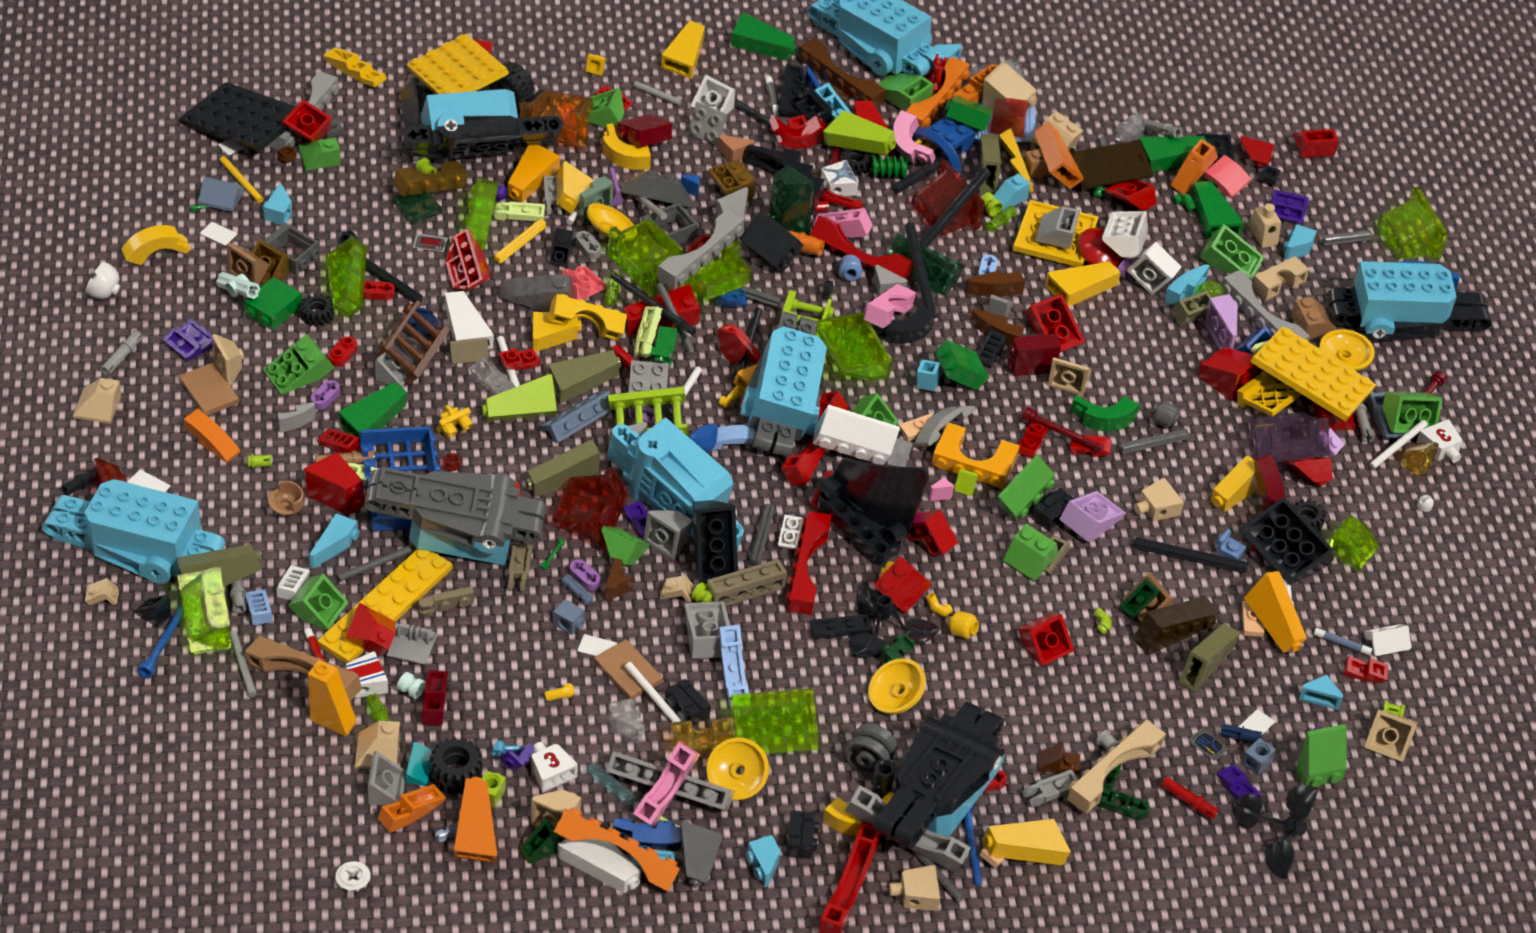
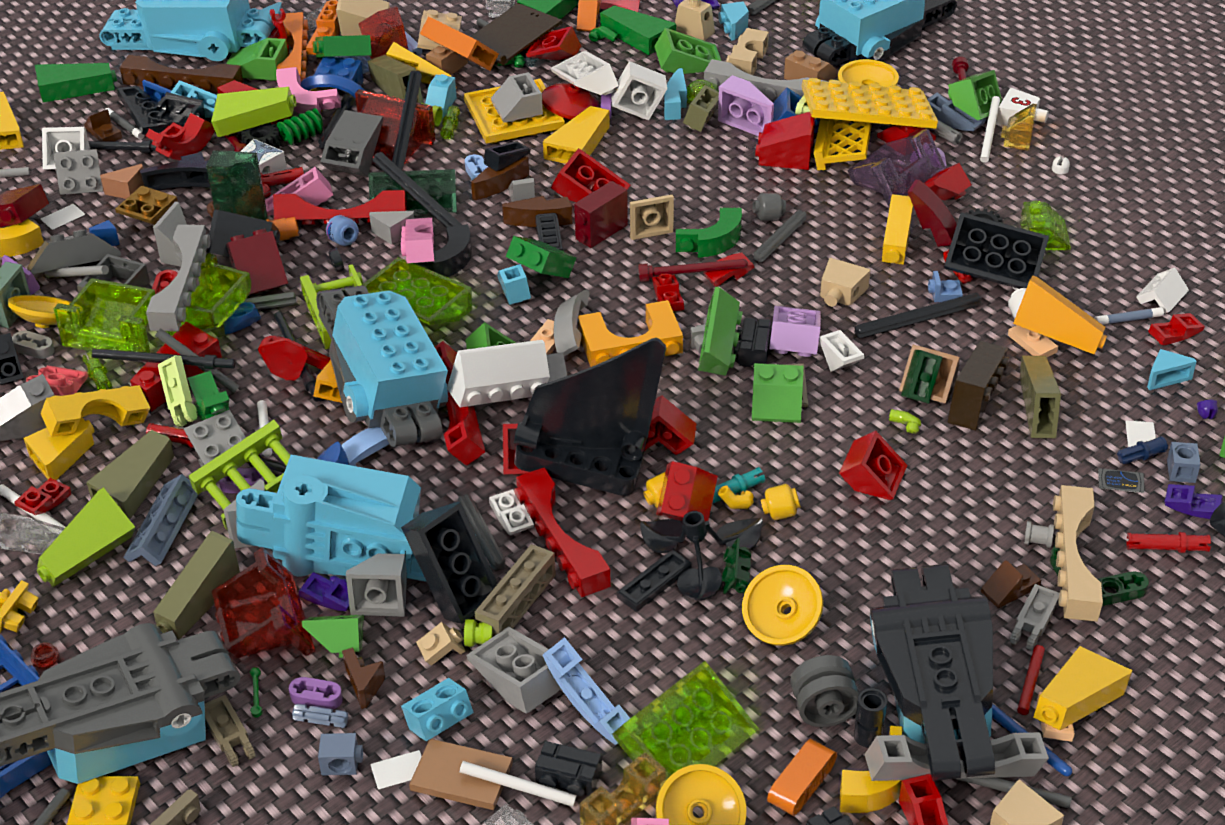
camera: 30 degrees left, 5 degrees down
(642, 624) = (437, 709): none -> medium azure brick
(677, 153) = (62, 216): none -> white sticker
(731, 398) = (325, 411): yellow arm -> none
(754, 93) = (101, 127): none -> reddish brown slope
(768, 263) = (259, 258): none -> dark red brick
(816, 788) = (802, 777): none -> orange beam
(910, 200) = (352, 143): none -> dark grey slope
(948, 597) = (741, 482): none -> teal pin
(1007, 269) = (504, 155): none -> black slope
(1020, 816) = (1030, 680): none -> red bar
(1103, 546) = (839, 350): none -> white slope

